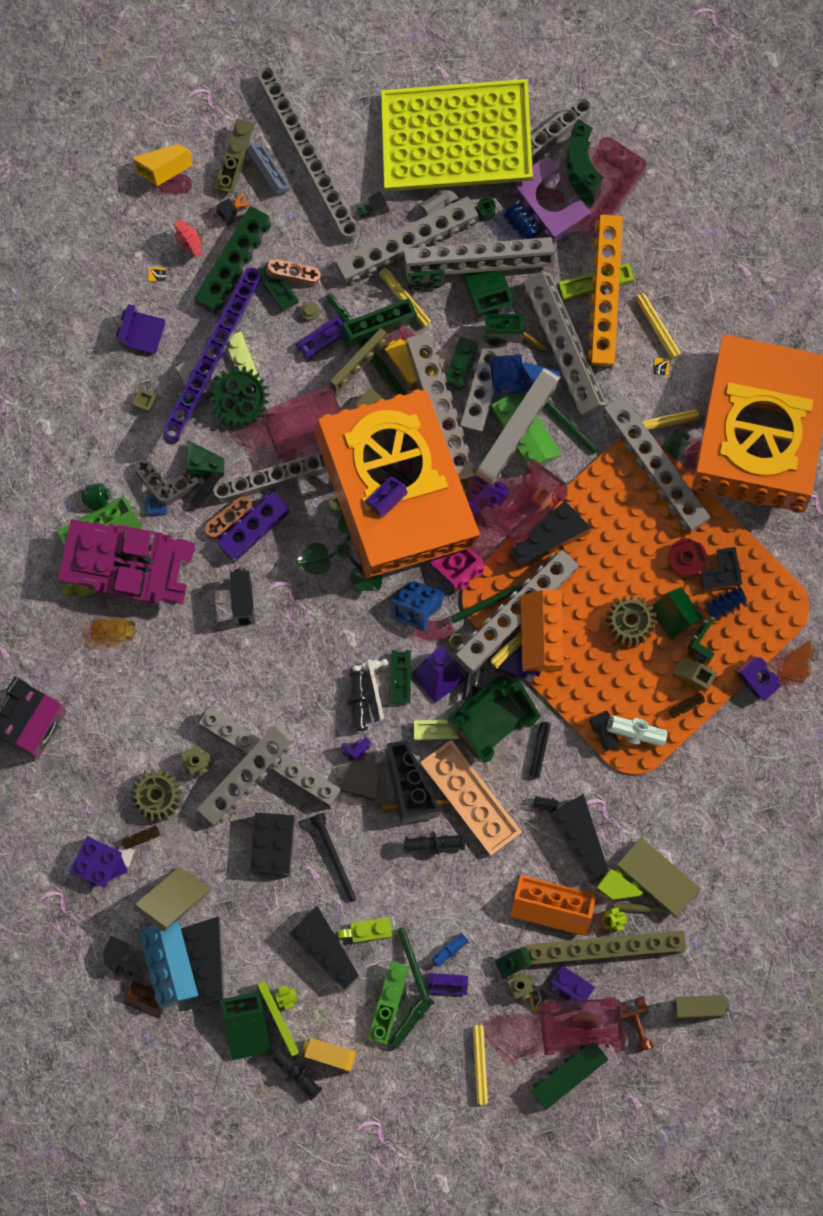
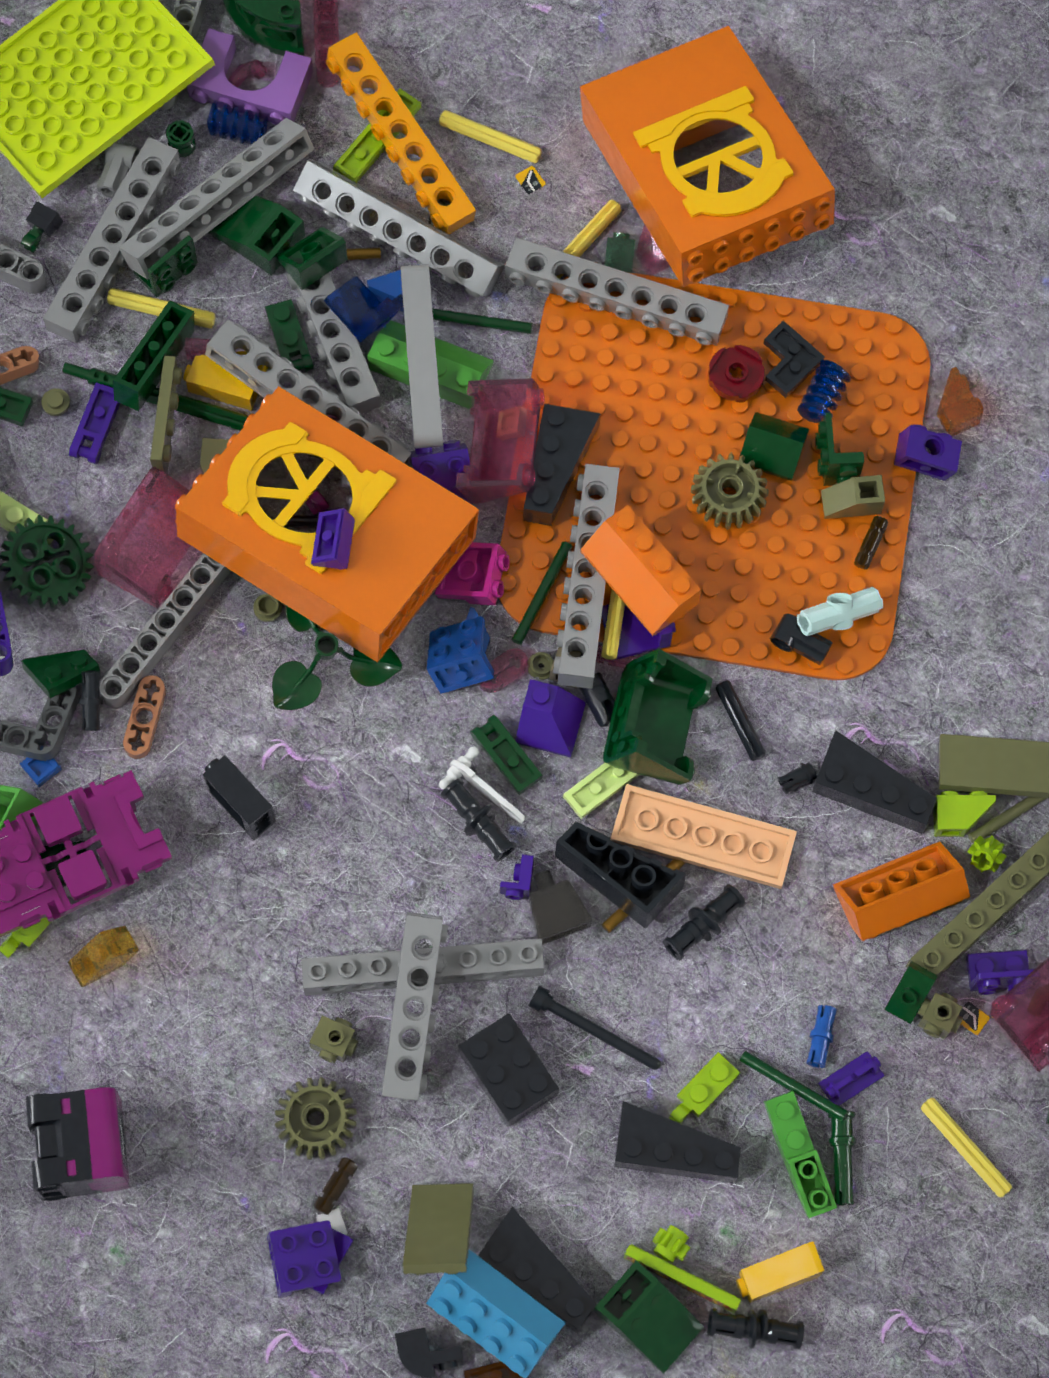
camera: 40 degrees left, 5 degrees down
(251, 537) = (183, 749): dark purple brick -> none

